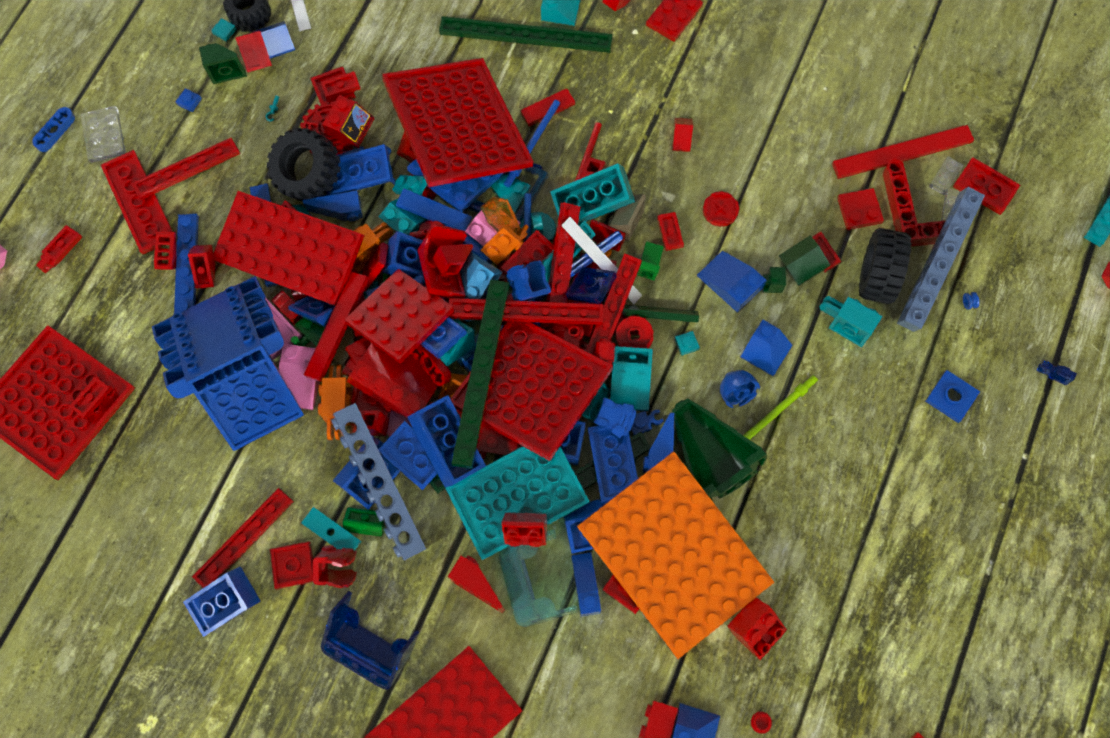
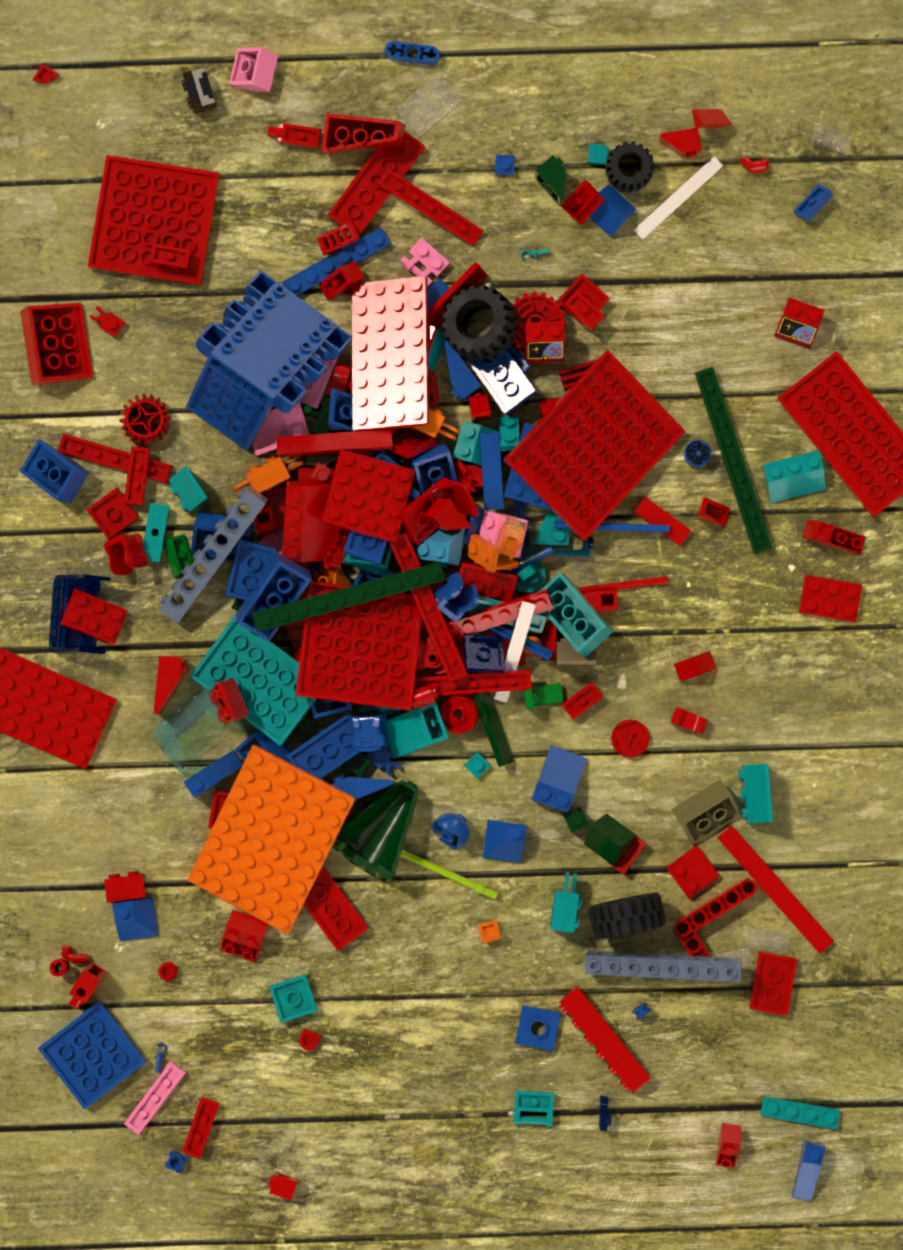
camera: 65 degrees right, 15 degrees up
(88, 190) = (356, 133): none -> red wedge
(105, 543) = (56, 343): none -> red slope
(118, 485) = (109, 323): none -> red plate
(223, 484) = (137, 422): none -> red gear
(225, 191) = (428, 257): none -> bright pink plate
(269, 523) = (137, 476): none -> red tile
(272, 193) = (473, 276): none -> red plate
(308, 480) = (188, 489): none -> teal slope
(375, 200) = (479, 407): none -> red slope
(379, 629) = (94, 617): none -> red plate
(384, 120) = (570, 369): none -> red tile
(506, 58) = (697, 453): none -> blue wheel
(558, 66) = (713, 512): none -> red slope
(726, 156) = (689, 720): none -> red leg
(771, 530) = (334, 911): none -> red plate
(813, 174) = (707, 812): none -> olive slope
(815, 125) = (756, 793): none -> teal slope
(838, 608) = (293, 998): none -> teal plate
(846, 397) = (489, 931): none -> orange plate
(884, 612) = (309, 1039): none -> red tile
(985, 342) = (604, 1039): none -> red brick
(1022, 431) = (533, 1101): none -> teal plate
(1026, 706) = (282, 1185): none -> red brick

